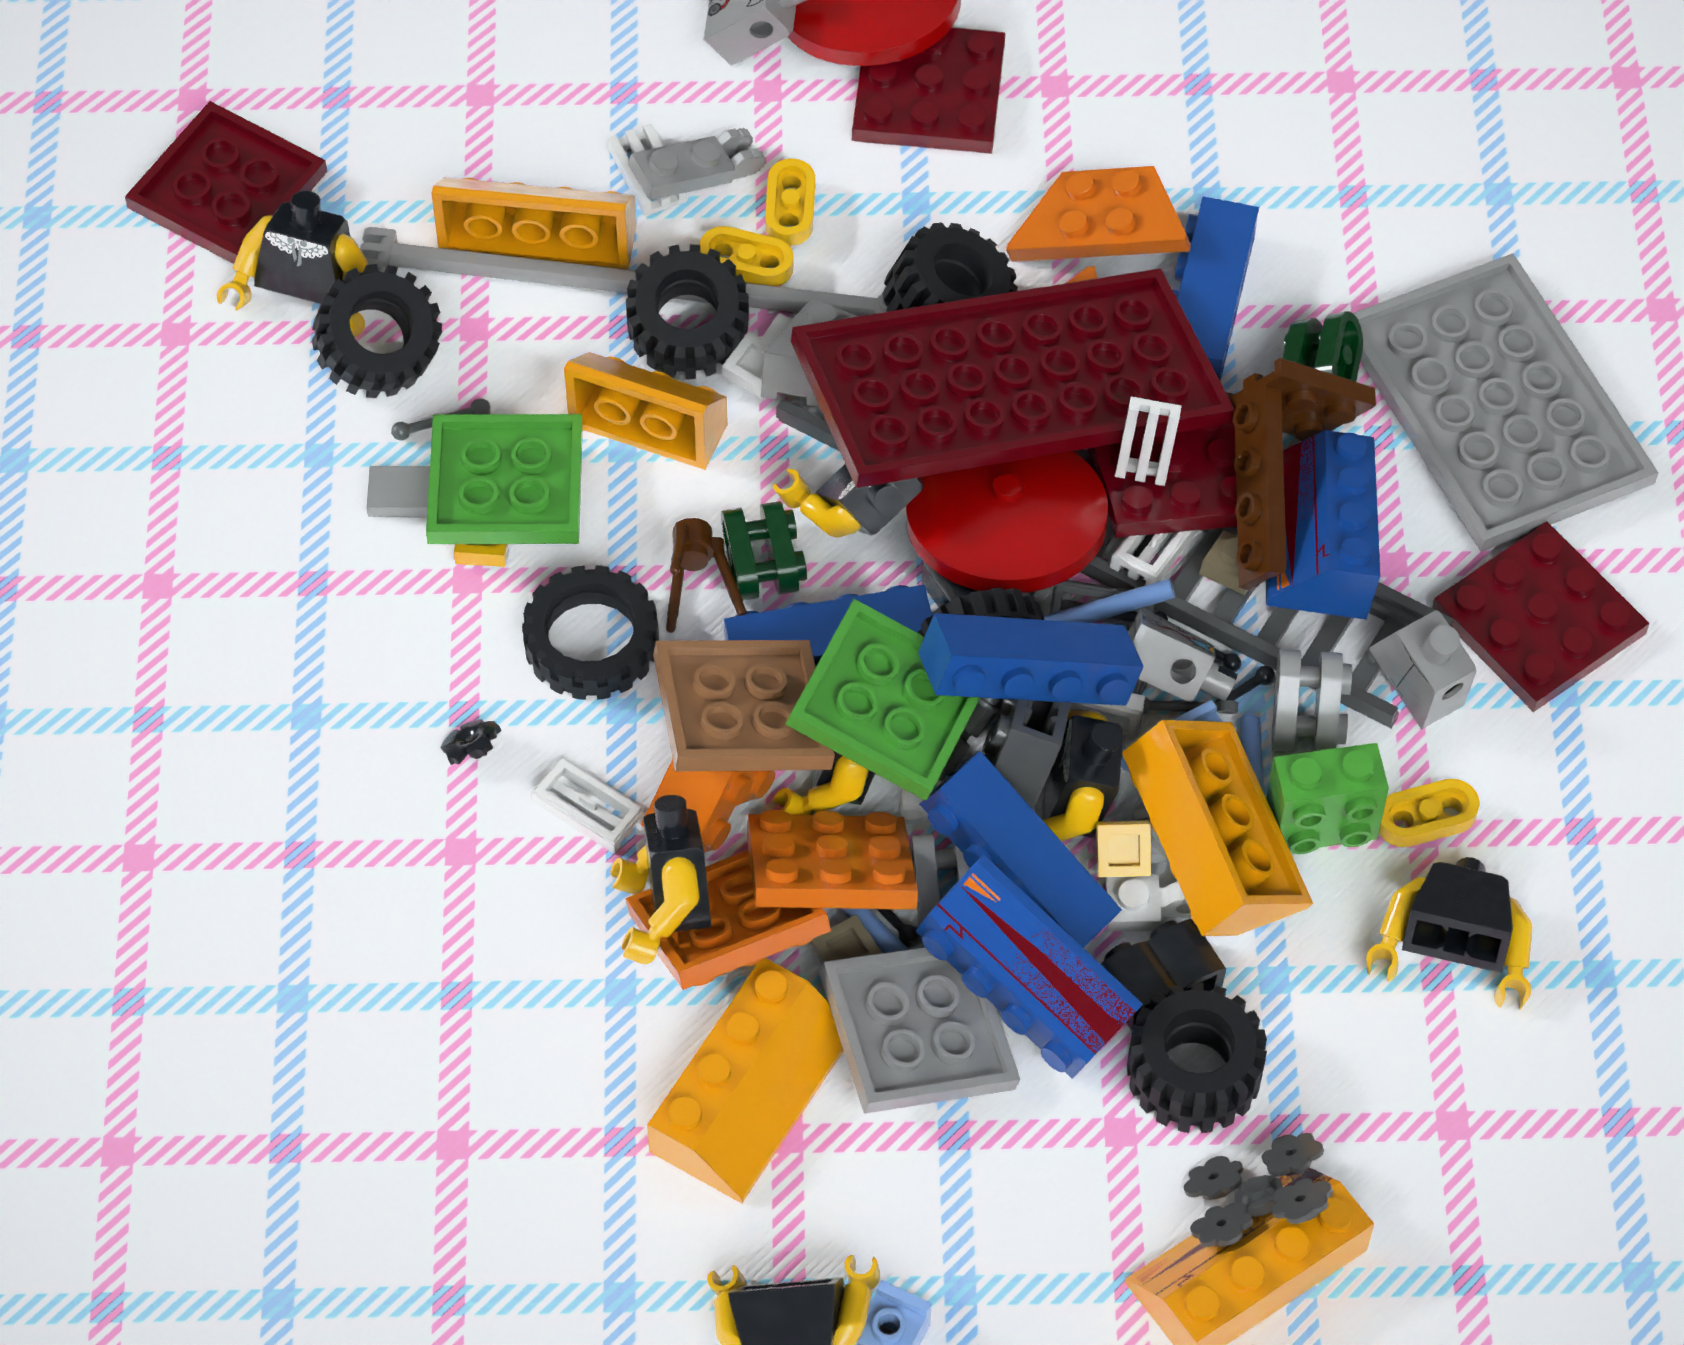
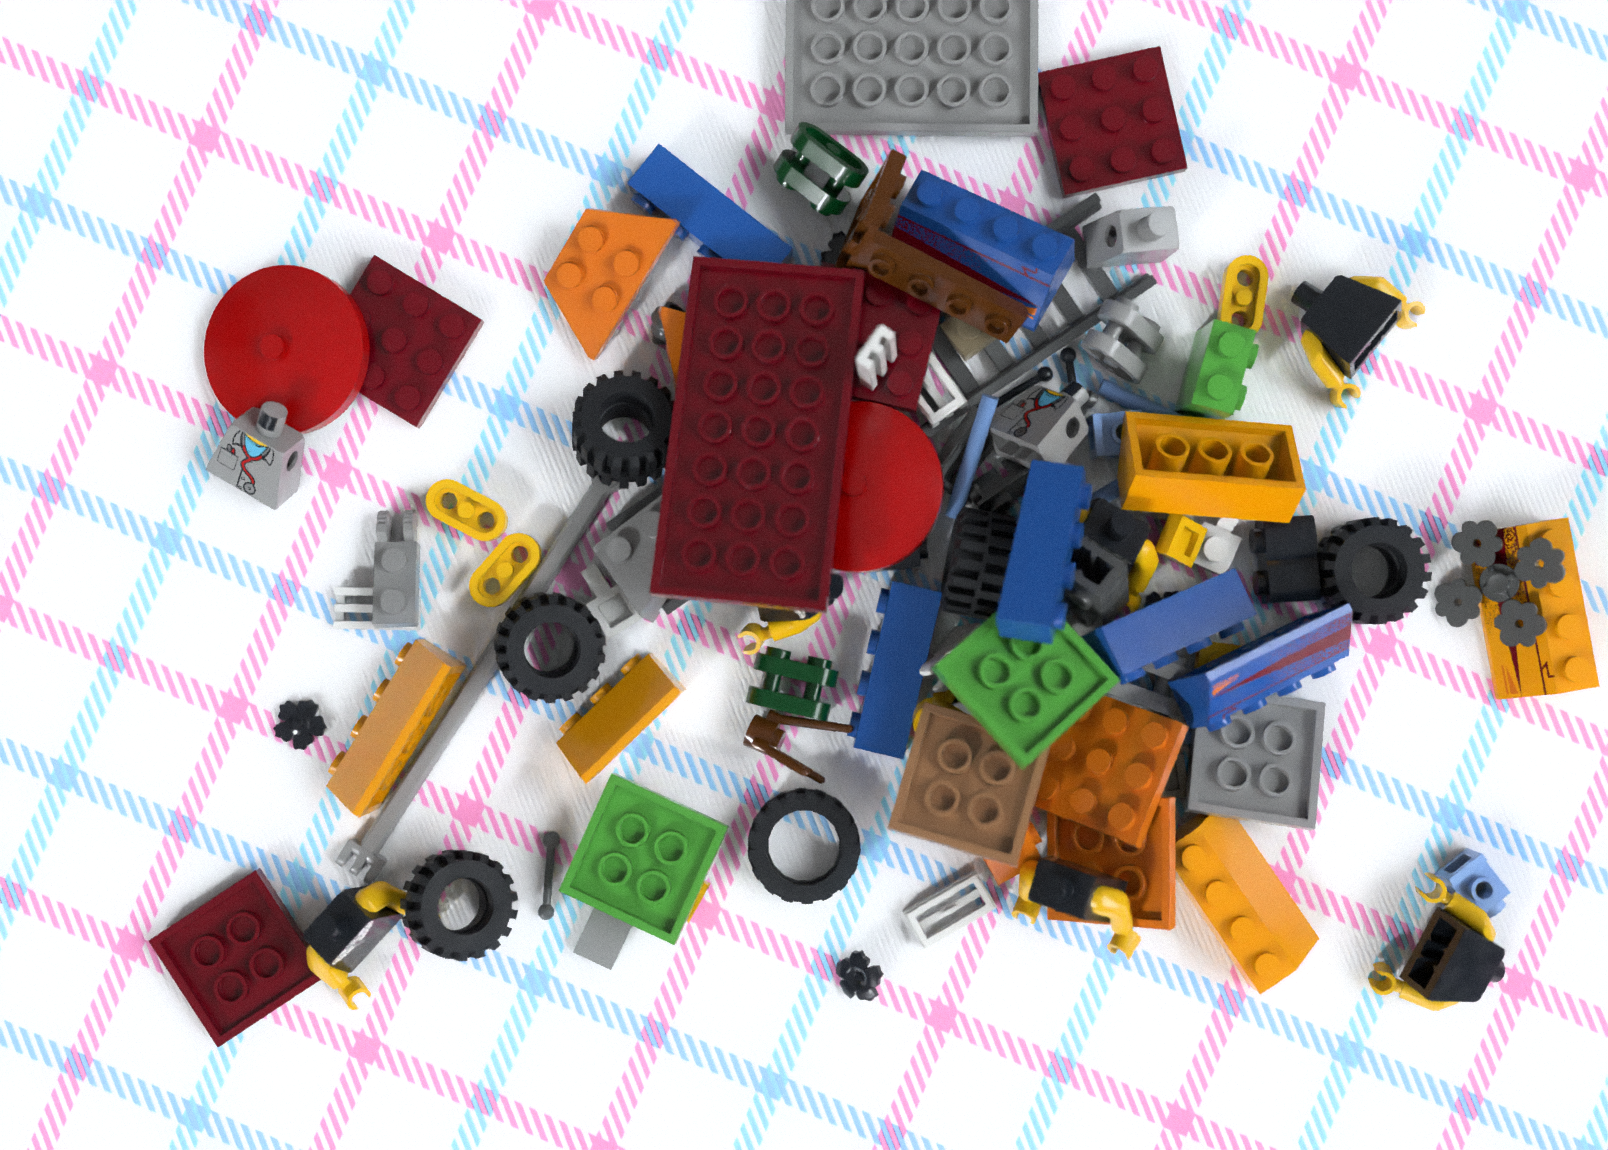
camera: 65 degrees left, 30 degrees up
(494, 152) = (300, 723): none -> black plant

